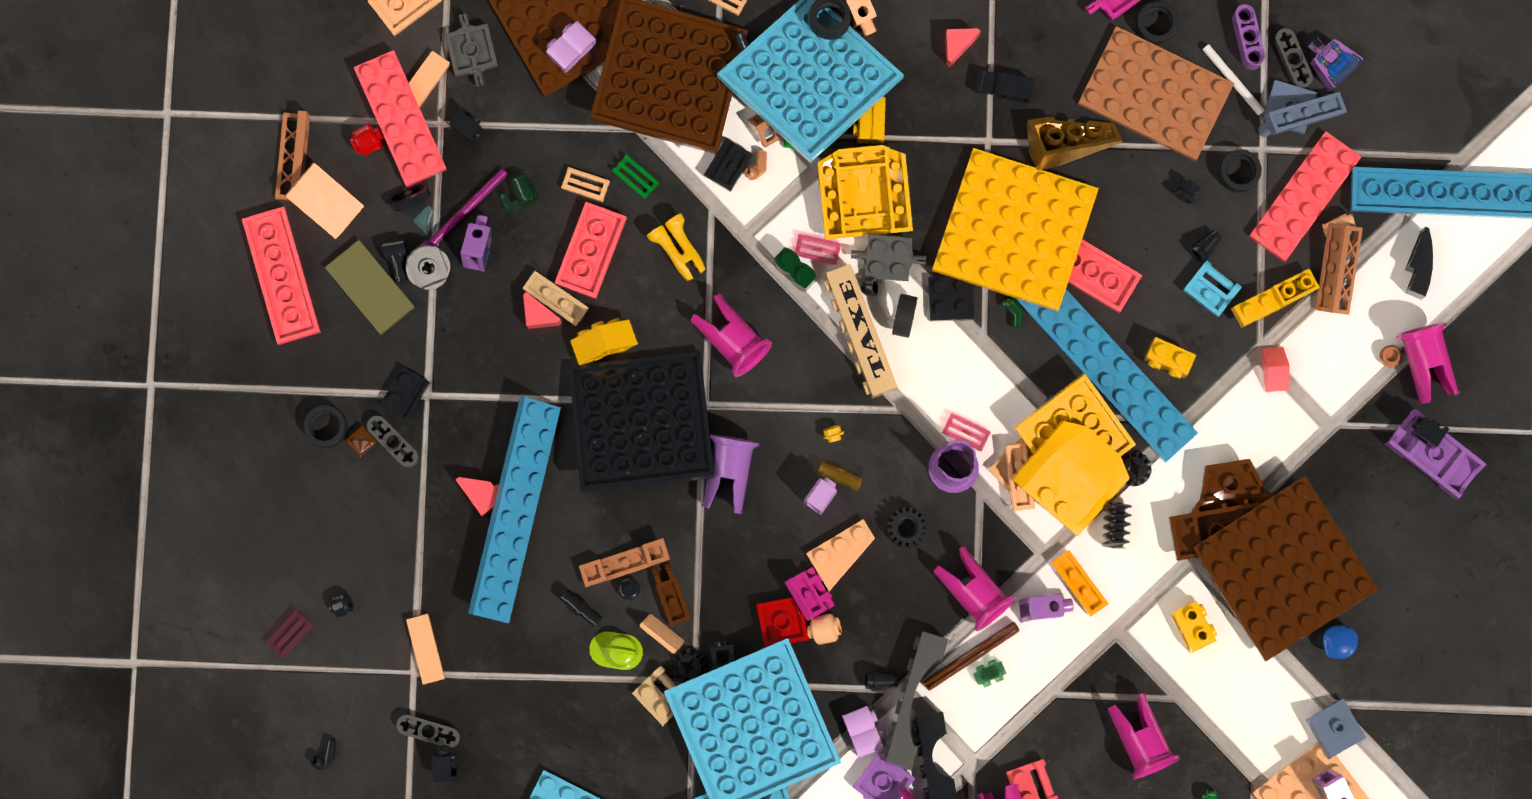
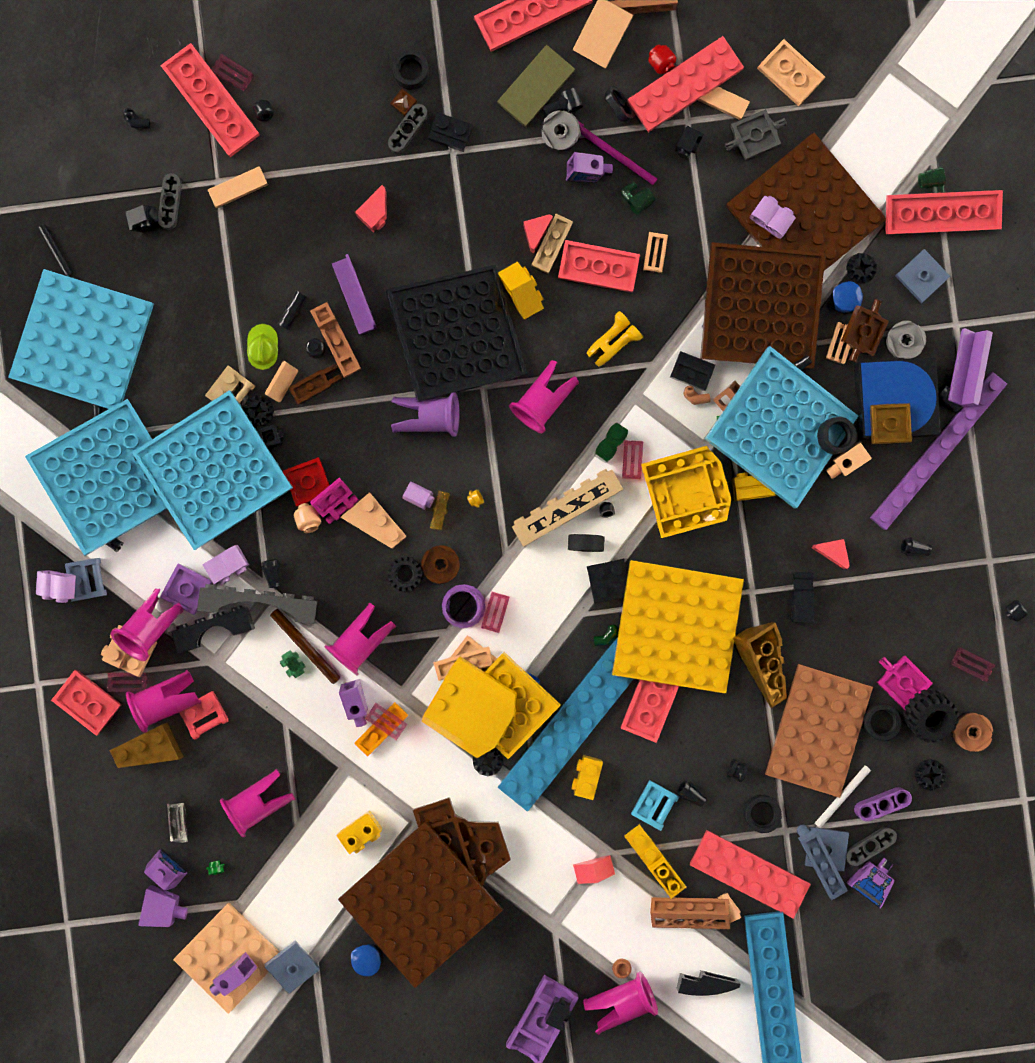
camera: 80 degrees right, 5 degrees up
(318, 664) = (210, 100): none -> coral plate
(424, 220) = (600, 120): clear light blue slope -> none
(514, 510) = (365, 239): dark azure plate -> none
(575, 533) = (354, 295): none -> medium lavender panel
(621, 164) = (677, 280): green tile -> none
(888, 257) = (635, 521): dark grey plate -> none
(898, 473) = (436, 554): none -> reddish brown plate
(1085, 560) = (383, 728): none -> clear pink tile
(1116, 525) = (435, 753): black piece -> none

